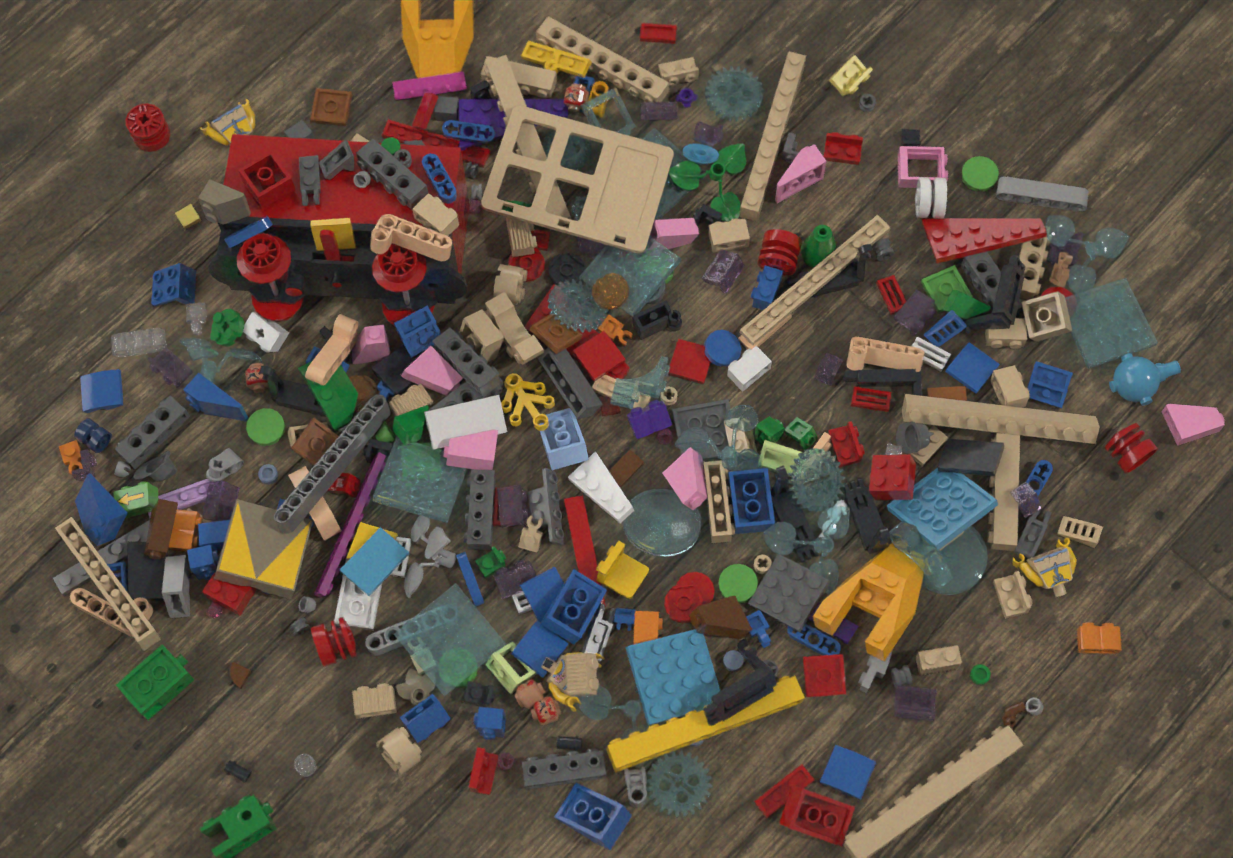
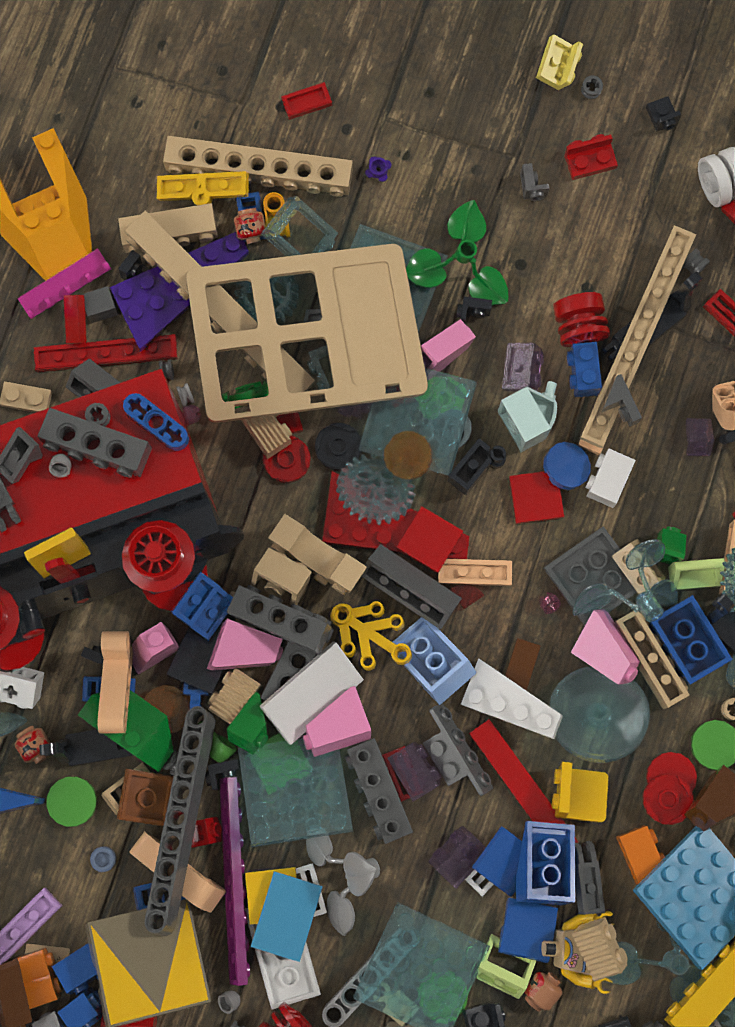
camera: 25 degrees left, 10 degrees up
(220, 501) = (64, 922): clear purple bracket -> none
(223, 465) = (47, 873): light grey piece -> none
(391, 145) = (75, 405): green tile -> none
(410, 236) = (162, 523): light nougat beam -> none
(435, 215) = (177, 476): tan brick -> none
(454, 135) = (161, 325): blue beam -> none
(470, 579) = (406, 882): blue beam -> none
(491, 562) = (420, 849): green bracket -> none
(510, 282) = (283, 496): tan brick -> none
(530, 537) = (453, 796): tan plate -> none
(546, 711) = (571, 1002): head -> none
(554, 335) = (367, 539): dark orange tile -> none
(614, 330) = (428, 497): orange plate -> none
(624, 616) = (608, 846): blue tile -> none
(629, 390) = (488, 571): clear light blue arch -> none
(649, 419) = (524, 592): dark purple brick -> none
(658, 110) = (356, 201): bracket -> none
(673, 393) = (534, 544): tan bush -> none
(679, 71) = (354, 139): tan bracket -> none
(700, 153) = (429, 233): dark azure dish -> none
(708, 134) = (426, 204): clear purple bracket -> none
(711, 301) = (529, 415): none -> light aqua piece
(729, 235) = (509, 321): tan brick -> none
(734, 93) = (451, 150): clear light blue gear -> none
(772, 136) = (504, 176): tan brick -> none
(778, 312) = (621, 396): none -> dark grey slope
(801, 432) = (704, 529): green bracket -> none
(804, 171) = (564, 200): bright pink slope -> none
(818, 245) = (622, 293): green cone -> none
(924, 153) = (671, 150): bright pink window -> none

